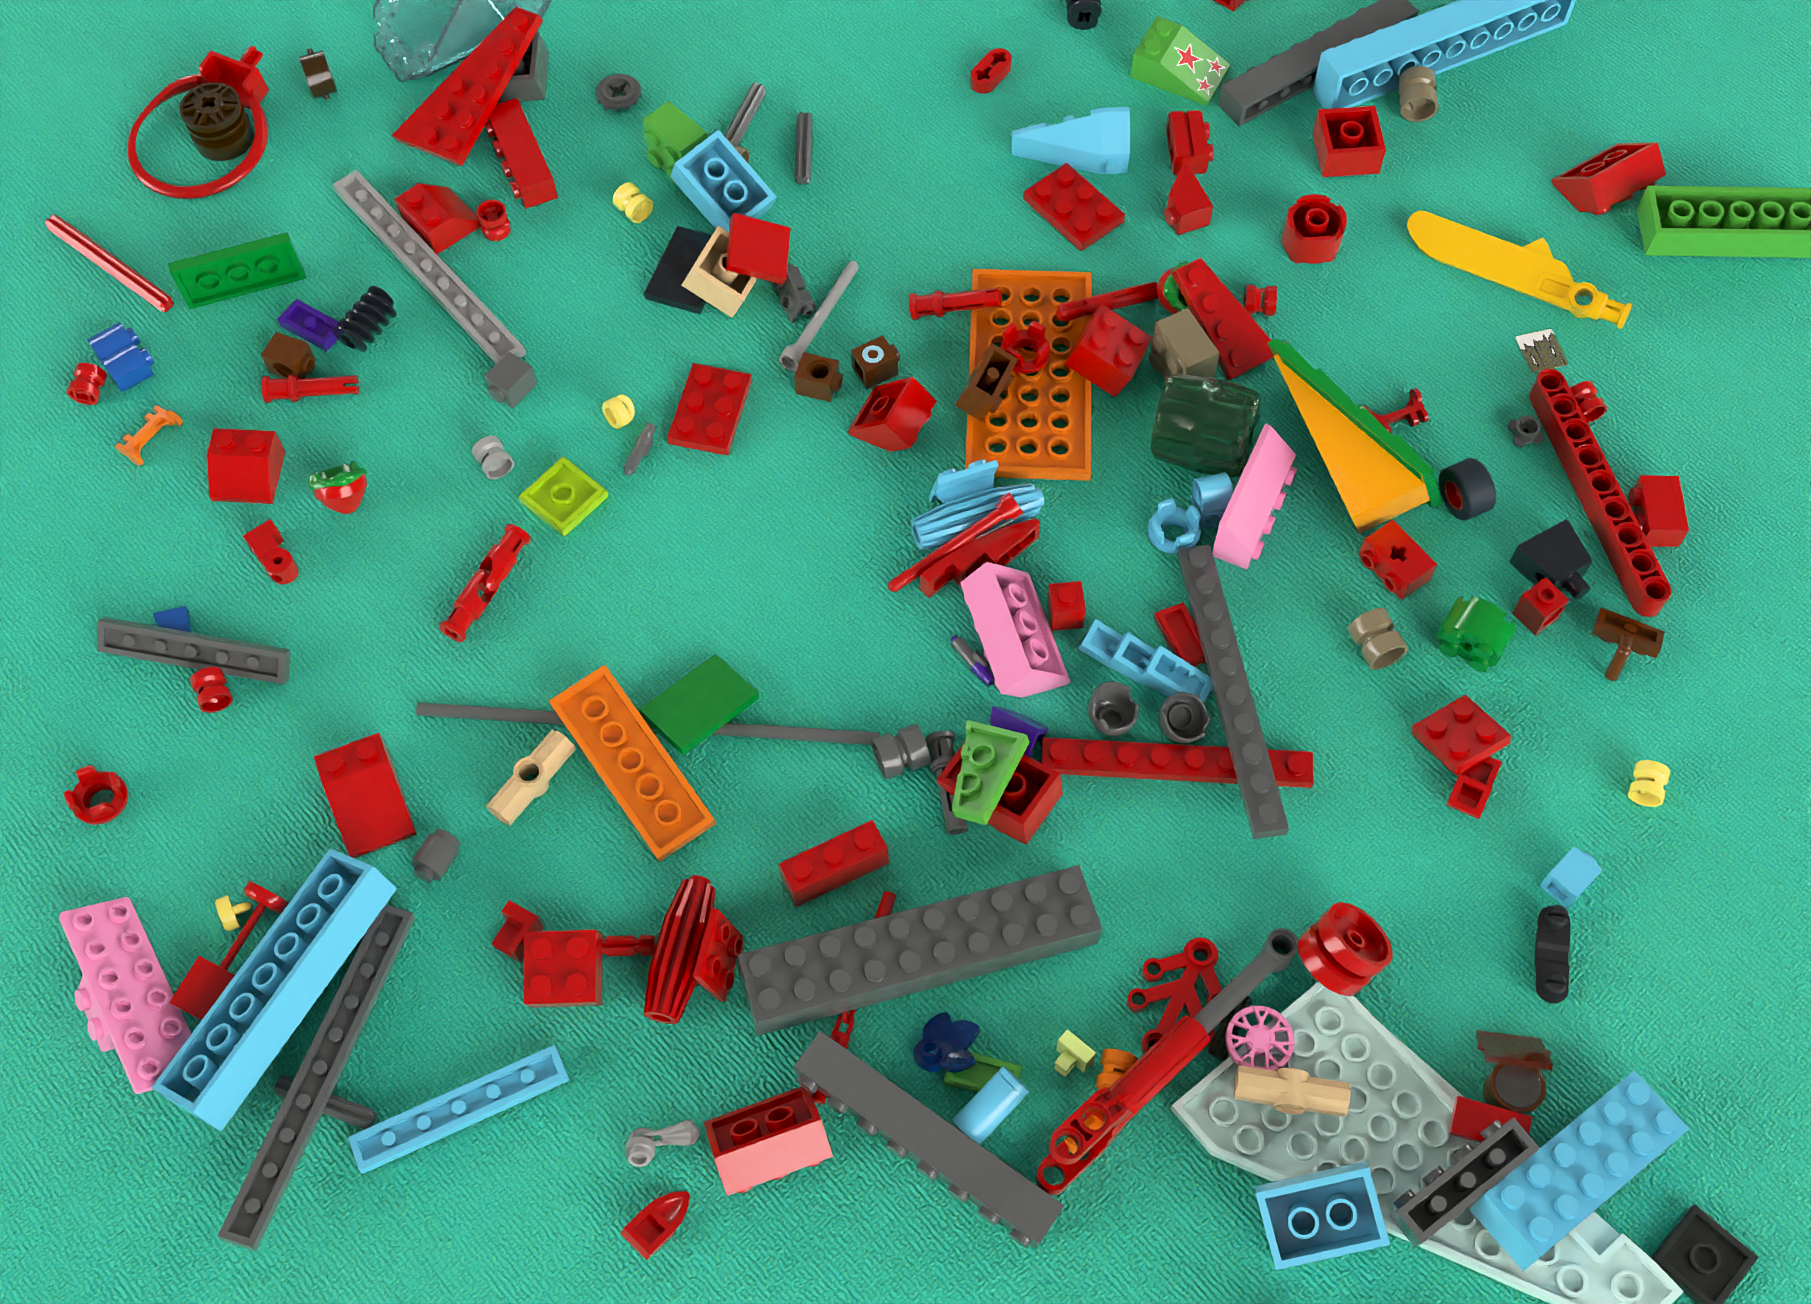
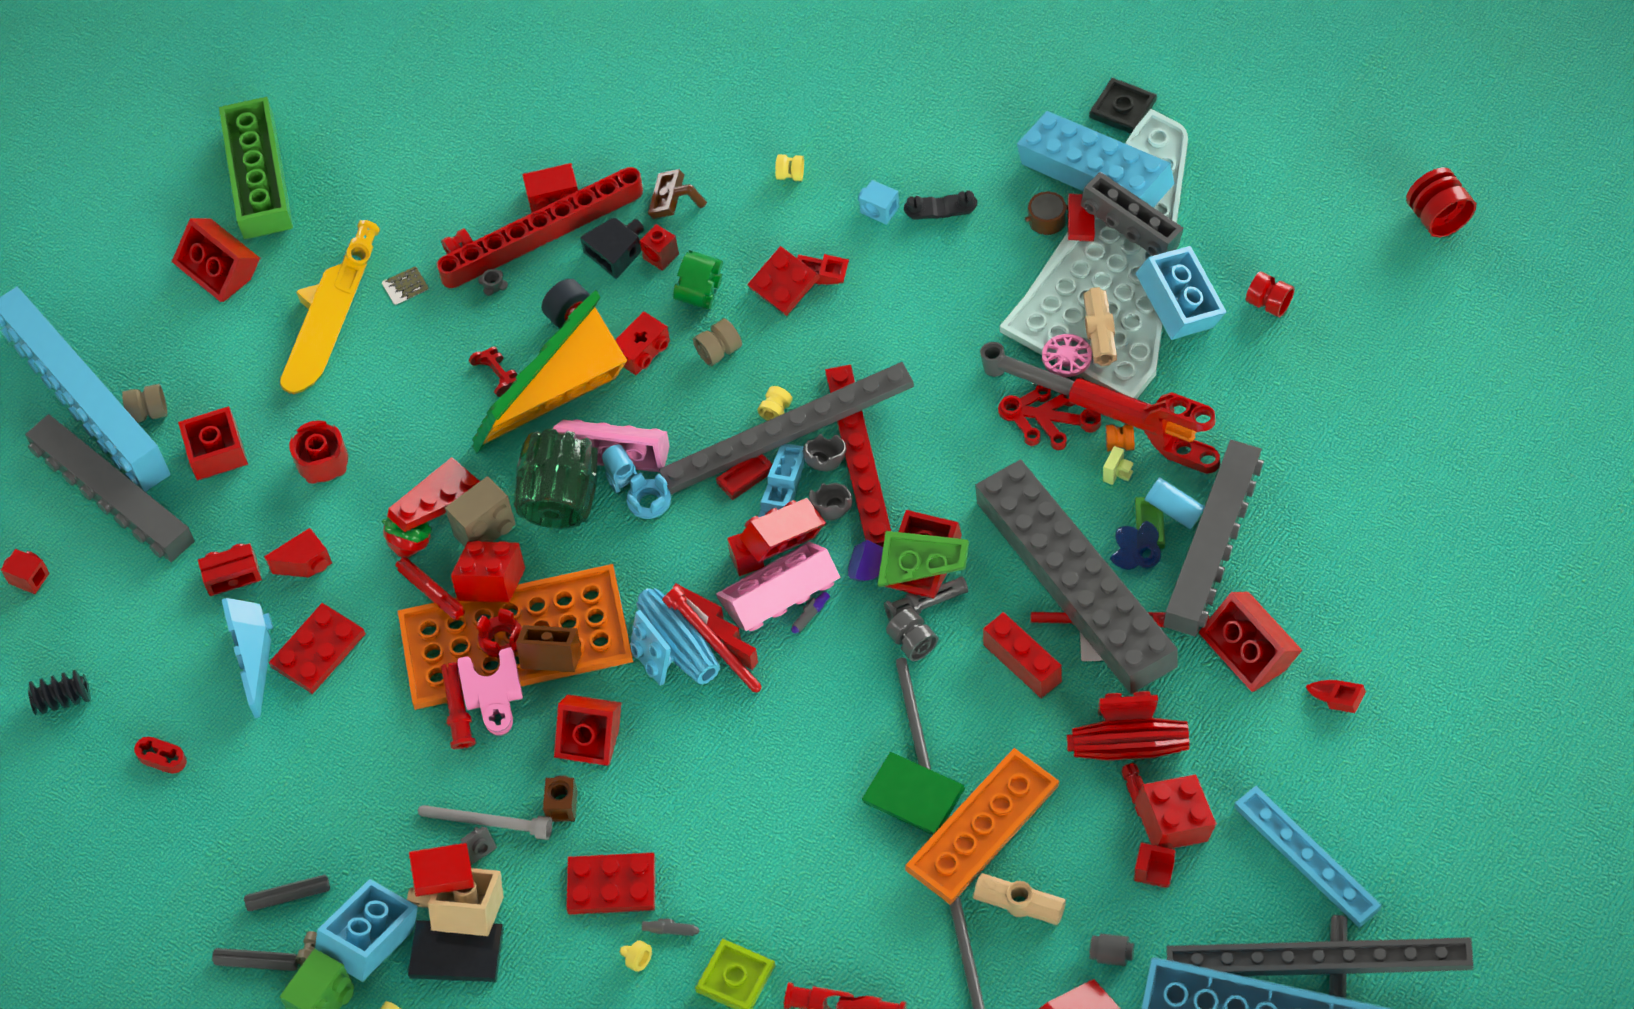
camera: 100 degrees left, 5 degrees down
(641, 1148) = (1266, 697): light grey piece -> none
(875, 361) = (533, 757): reddish brown brick -> none
(957, 331) = (492, 692): none -> bright pink piece
(1076, 638) = (781, 529): none -> brick
(1178, 62) = (130, 599): bright green slope -> none
(1253, 302) = (400, 479): red wheel -> none
(1271, 683) = (776, 401): none -> light yellow wheel
(1345, 949) = (985, 312): red wheel -> none
(1514, 1050) = (1021, 214): piece -> none

